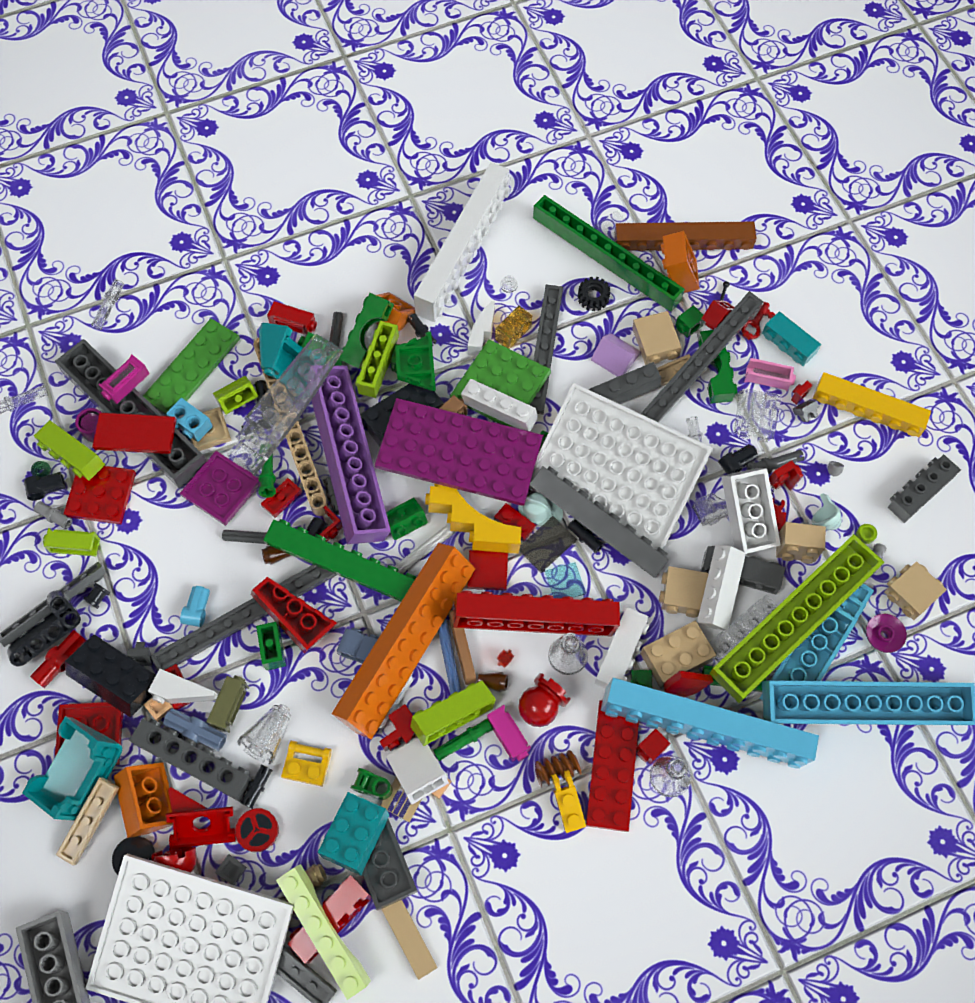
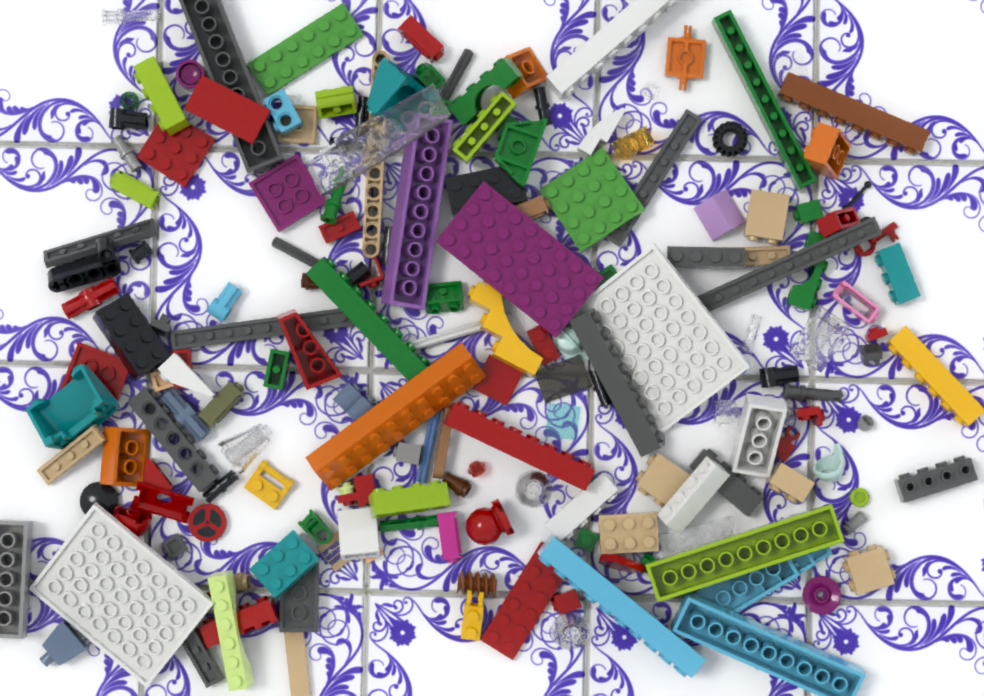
camera: 25 degrees right, 20 degrees up
(124, 379) = (235, 49): dark pink window -> none
(384, 730) = (346, 488): none -> yellowish green plate
(432, 671) = (407, 453): none -> light grey brick
(499, 405) = (577, 229): white brick -> none
(525, 249) = (685, 58): none -> orange plate

